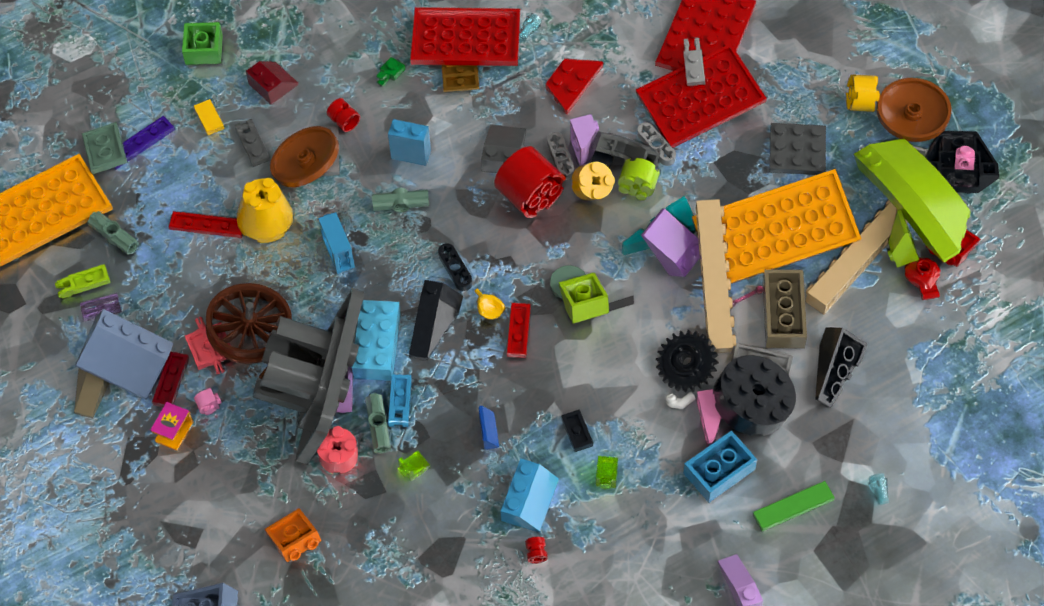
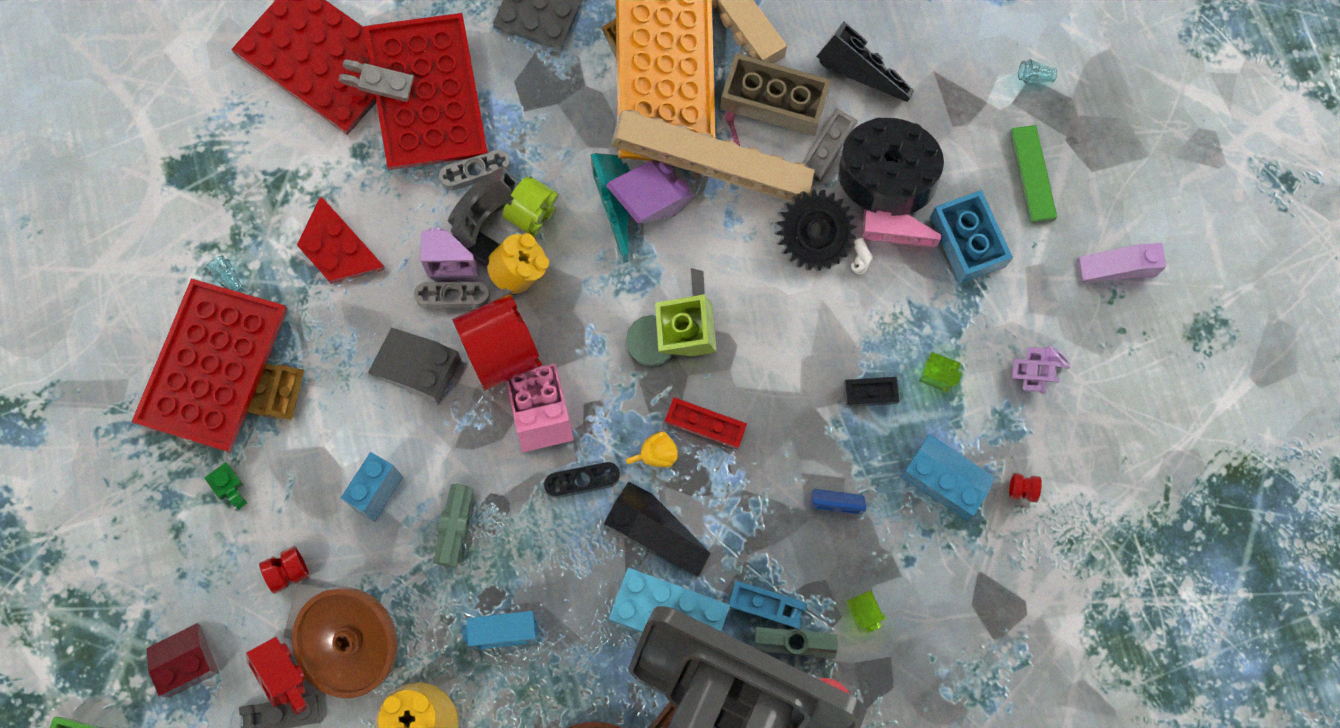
camera: 80 degrees left, 15 degrees up
(275, 129) = (277, 674): none -> red hinge
(496, 227) = (539, 409): none -> bright pink slope
(635, 537) = (1048, 359): none -> lavender piece

